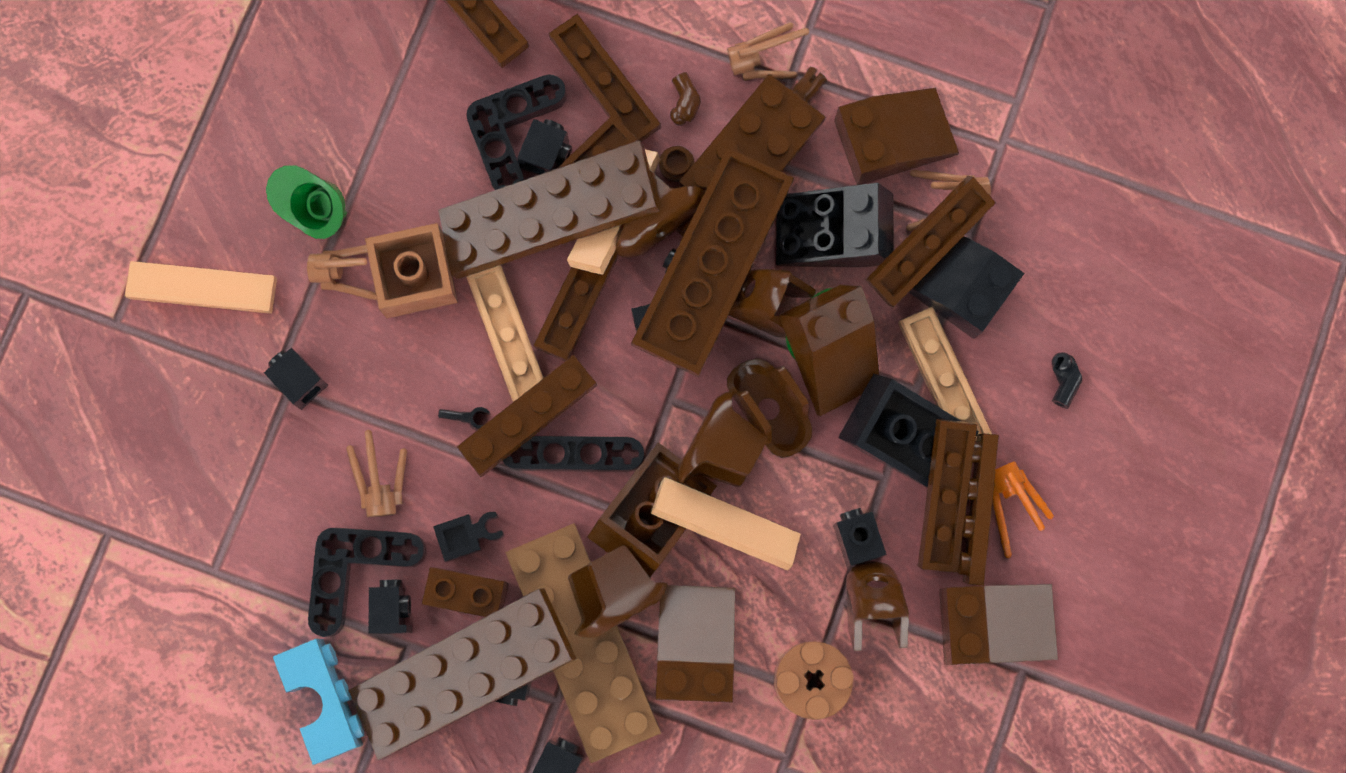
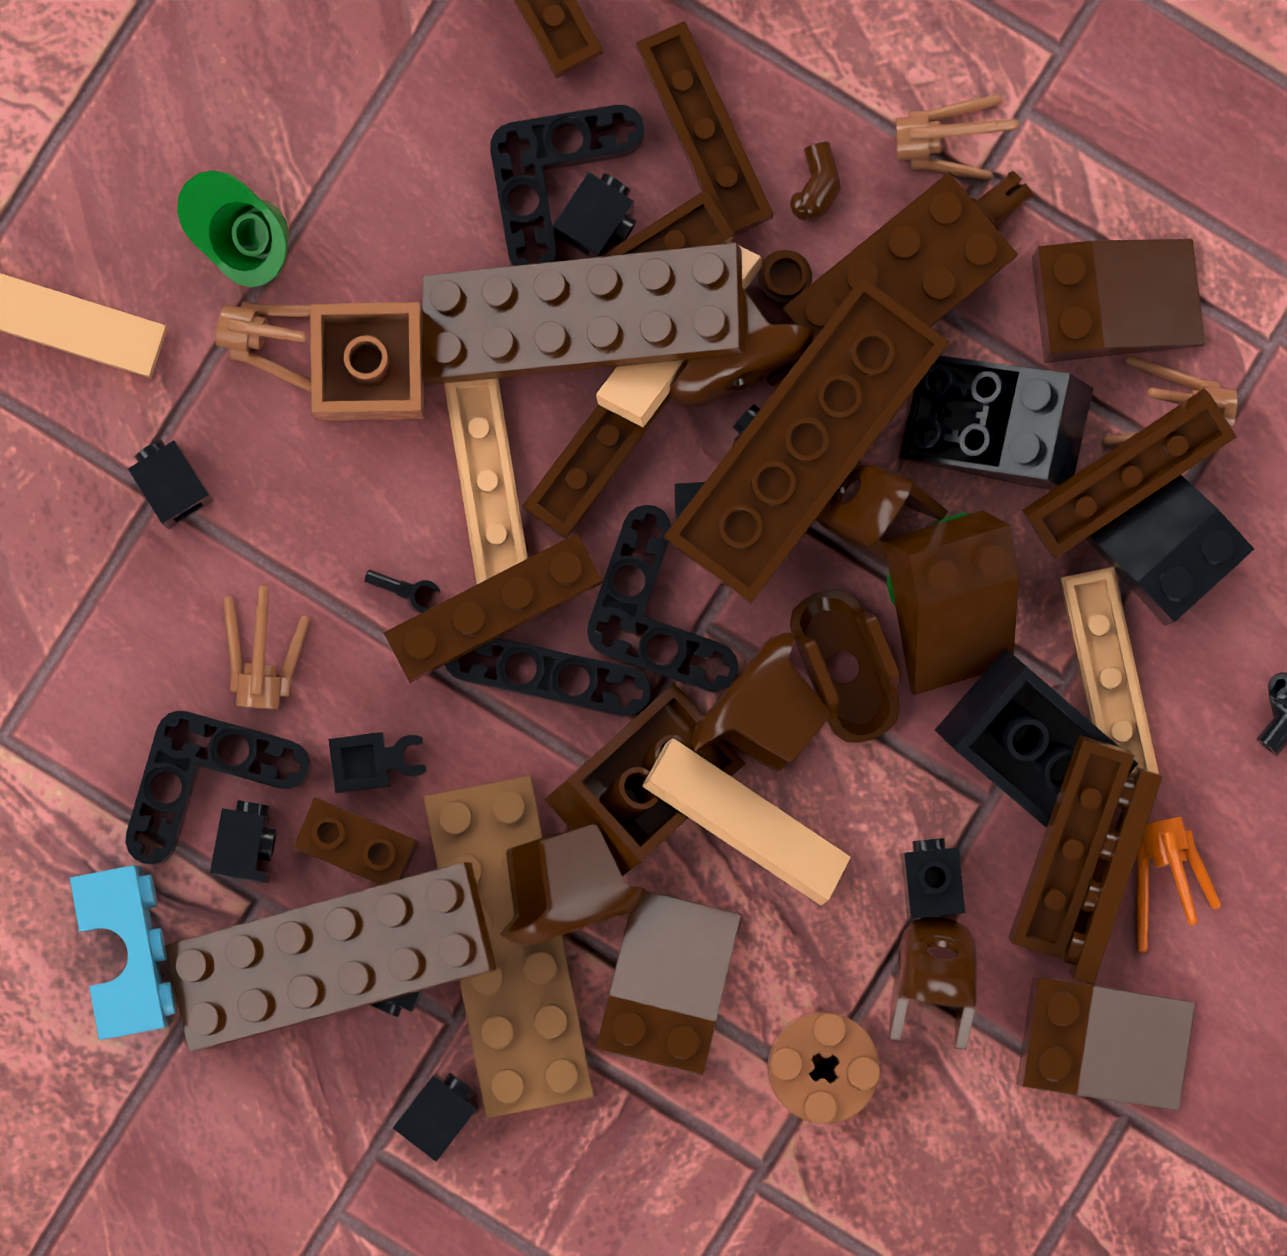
camera: 10 degrees right, 5 degrees up
(620, 399) = (632, 608): none -> black beam

